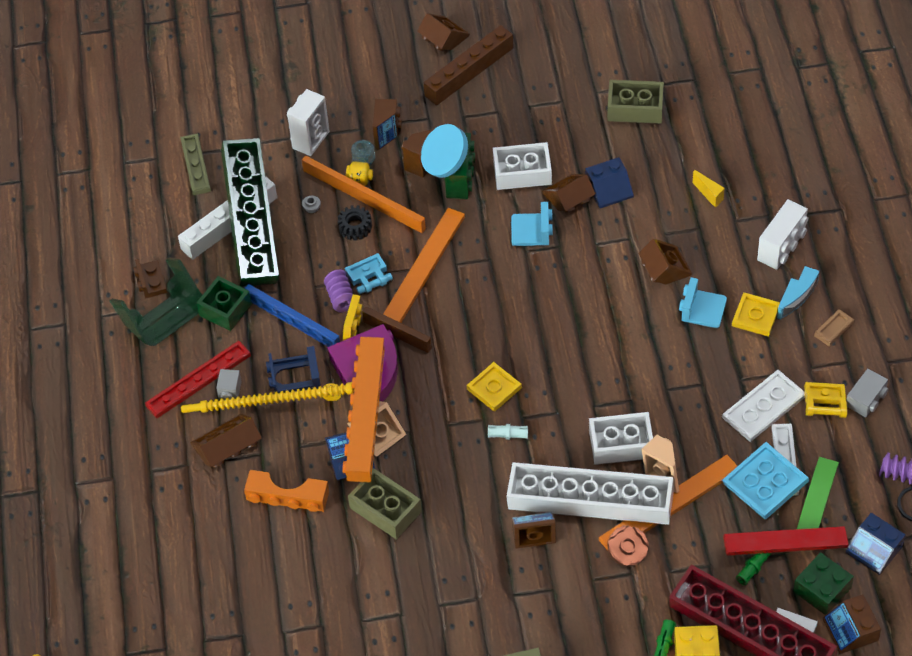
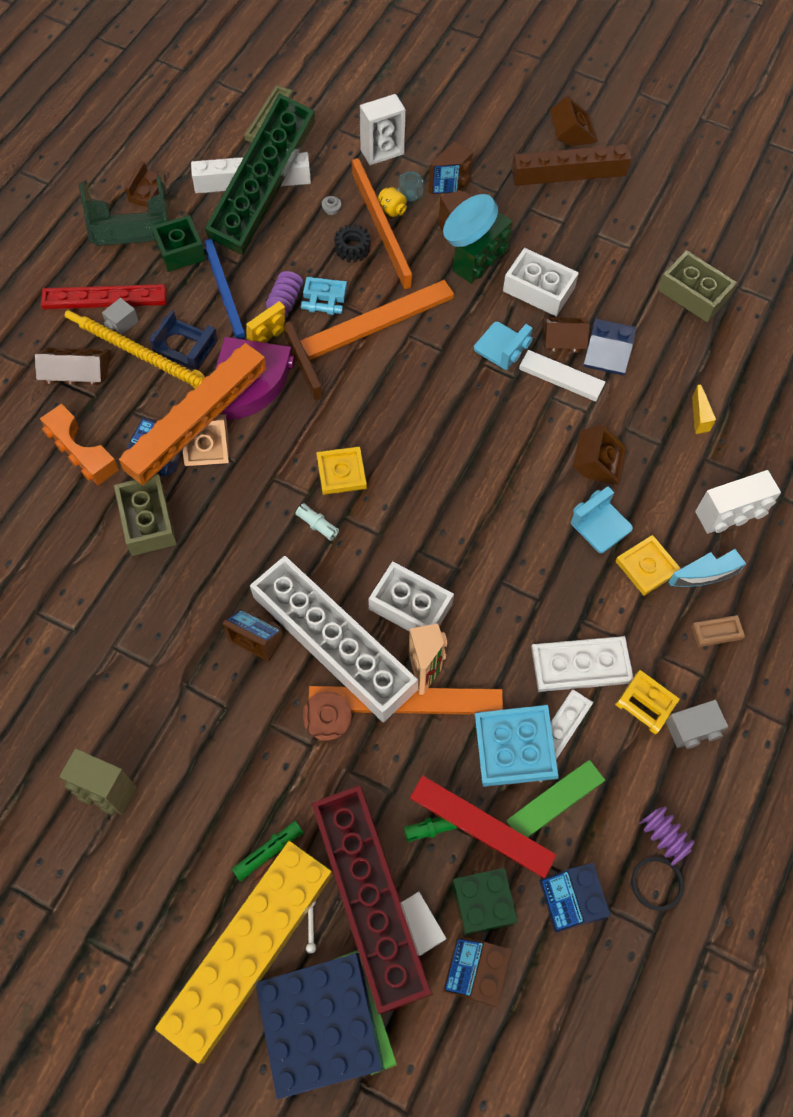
camera: 30 degrees right, 10 degrees up
(591, 224) = (562, 375): none -> white tile

